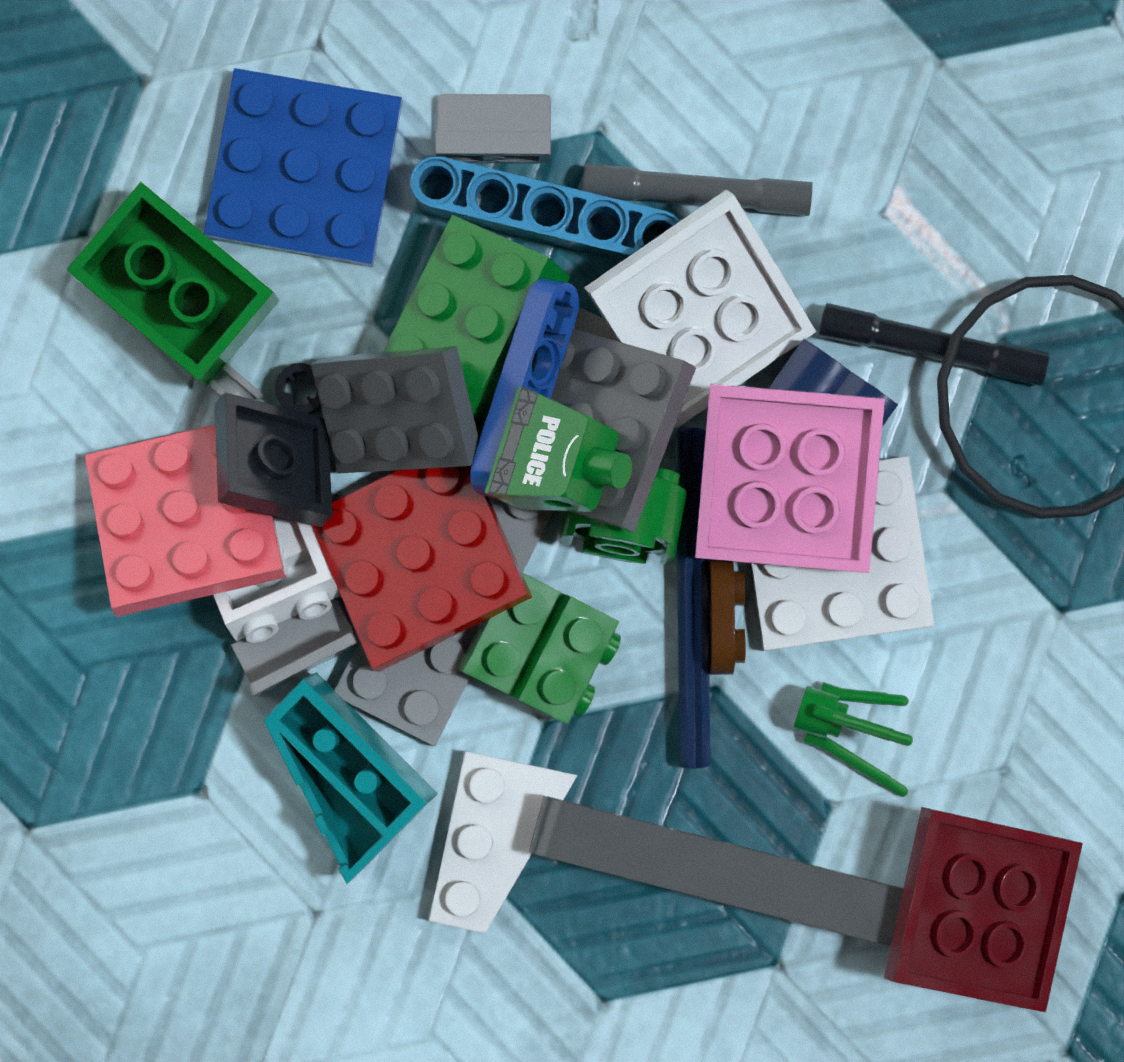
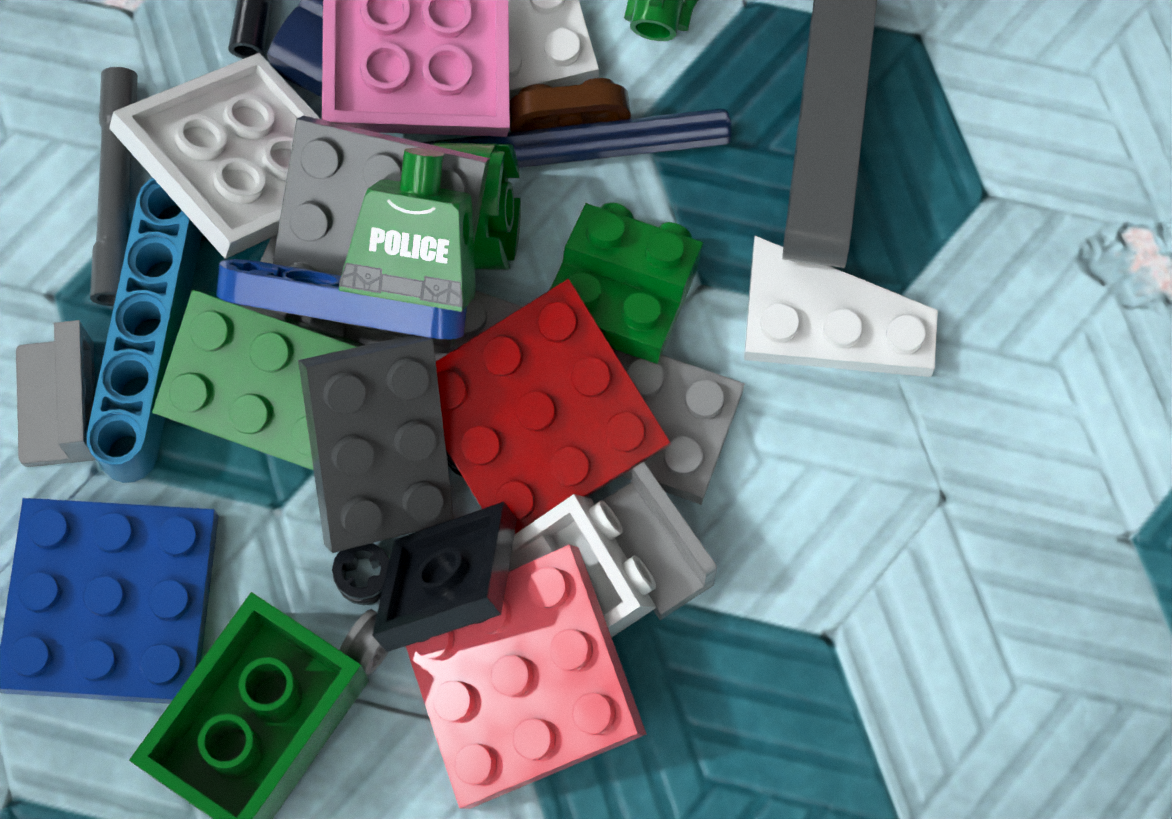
camera: 95 degrees left, 15 degrees down
(346, 772) = (791, 460): teal wedge -> none

